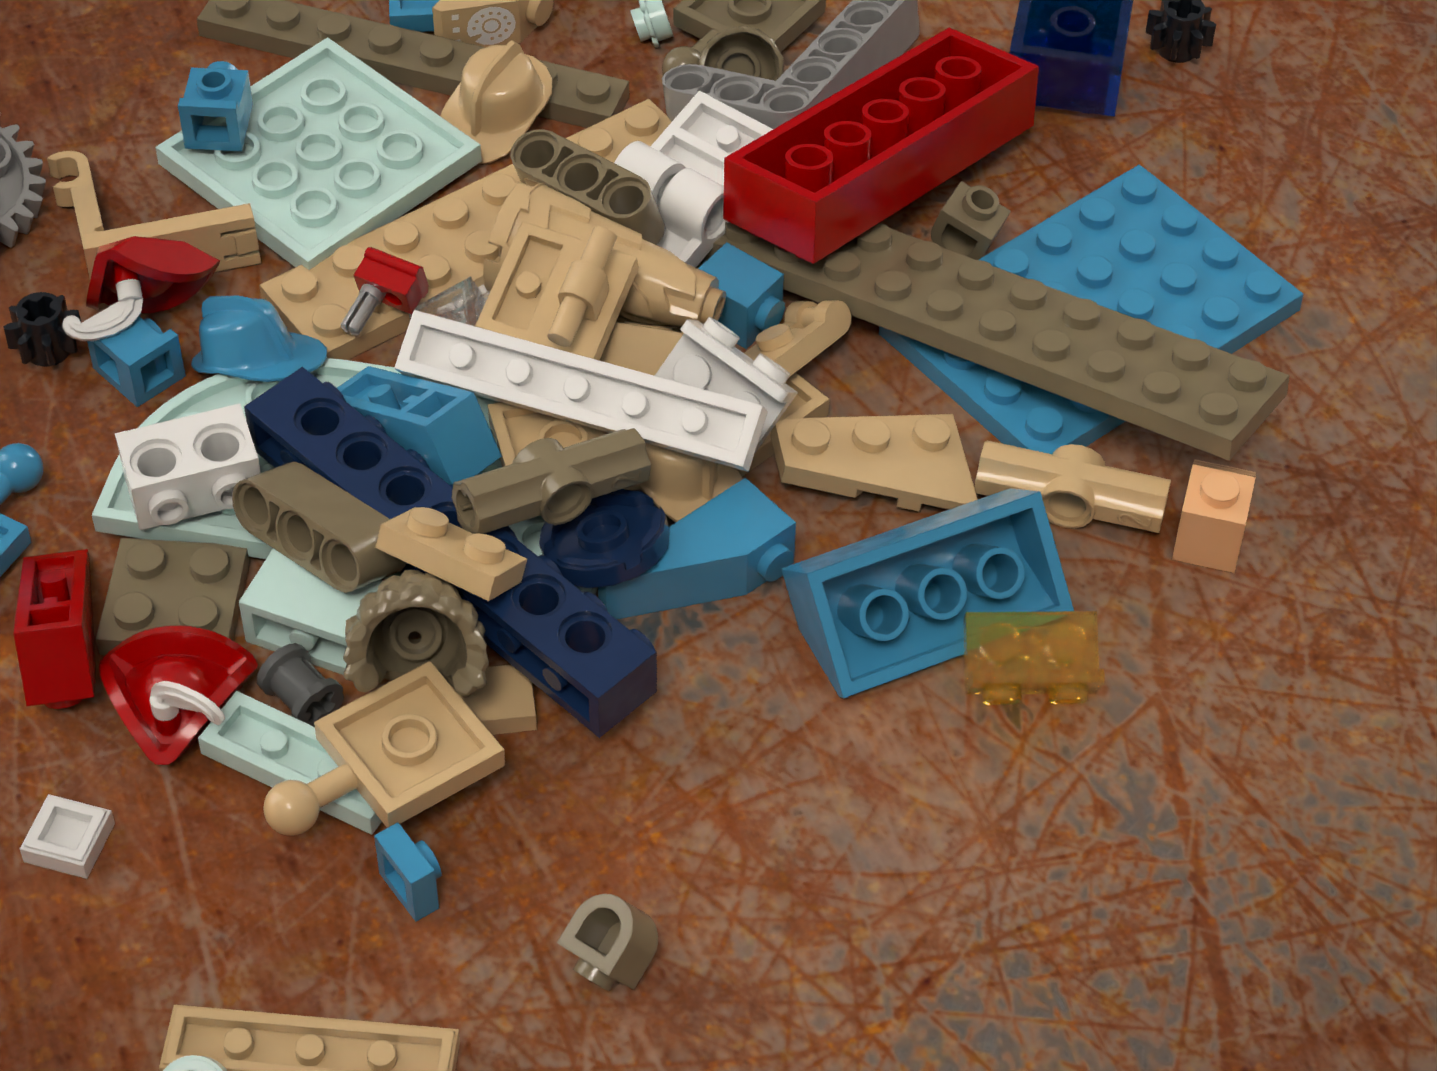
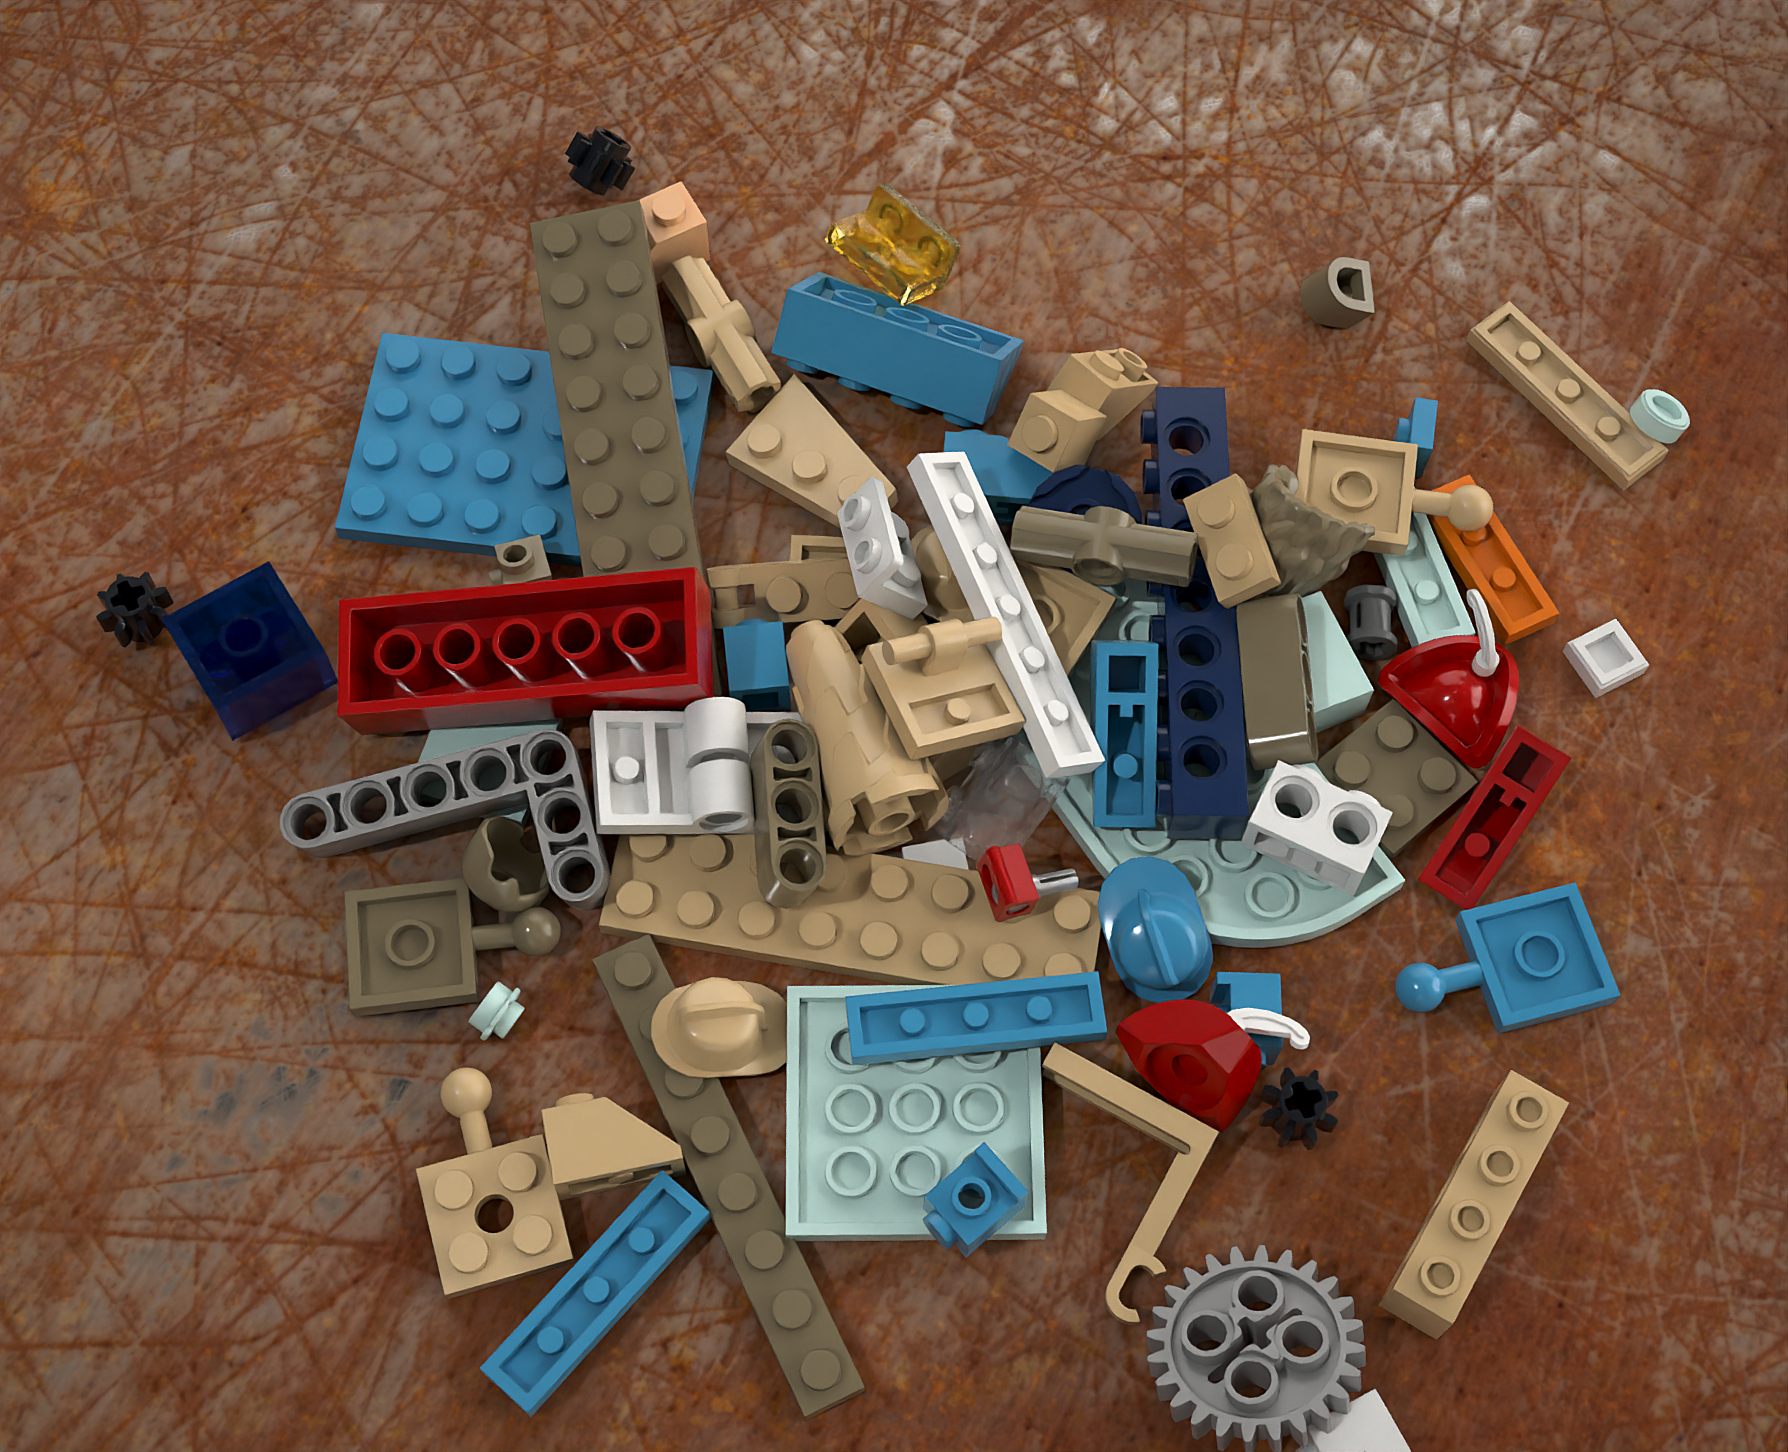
camera: 135 degrees left, 15 degrees up
(231, 820) = (1498, 571): none -> orange plate
(322, 195) = (975, 1018): none -> dark azure plate
(703, 572) = (1056, 430): none -> tan brick
(724, 685) = (1107, 382): none -> tan slope
(1345, 508) = (600, 160): none -> black gear

